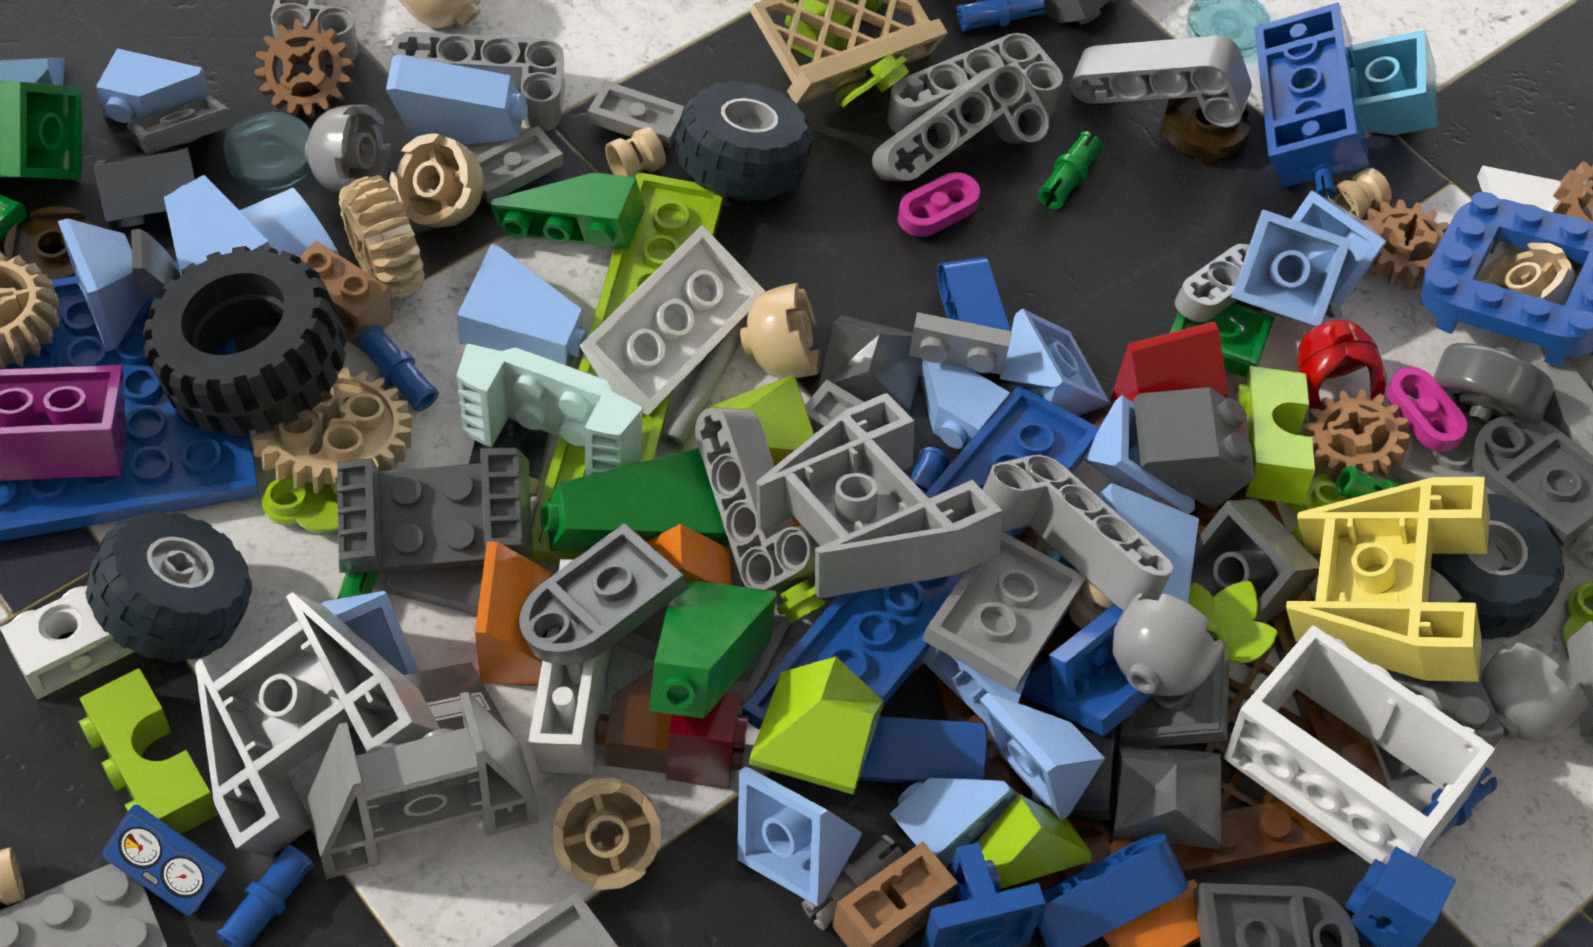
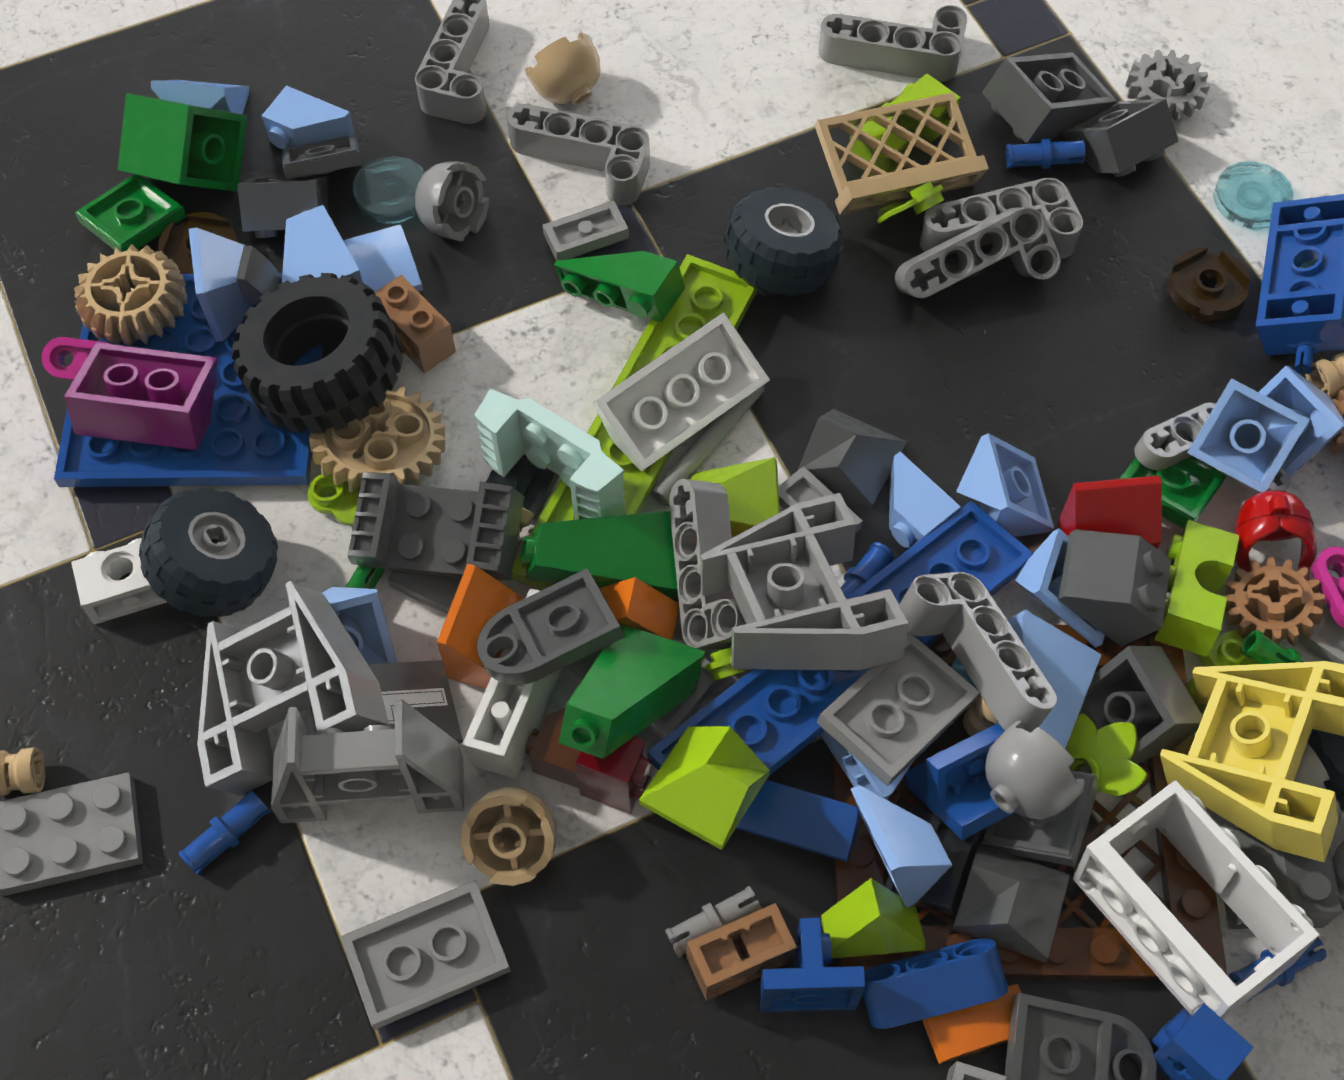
camera: 20 degrees right, 5 degrees up
(126, 721) = (150, 659): lime arch -> none
(163, 860) = (149, 784): slope -> none
(293, 82) = (444, 114): medium nougat gear -> none
(381, 235) = (456, 279): tan gear -> none
(397, 368) = (445, 394): blue pin -> none
(438, 181) = (515, 238): tan cylinder -> none
(455, 101) = (544, 171): light blue slope -> none
(520, 310) = (555, 364): light blue slope -> none
(631, 110) = (698, 202): light grey plate -> none
(636, 154) = (690, 238): tan wheel -> none
(782, 333) = (774, 418): tan cylinder -> none
(791, 837) = (666, 873): light blue slope -> none
(931, 208) = (942, 323): dark pink plate -> none
(951, 812) = (808, 881): light blue slope -> none
(960, 343) = (924, 456): light grey plate -> none
(971, 294) = (950, 428): blue beam -> none
(1070, 170) = (1071, 309): green pin -> none
(1165, 70) = (1181, 231): light grey beam -> none

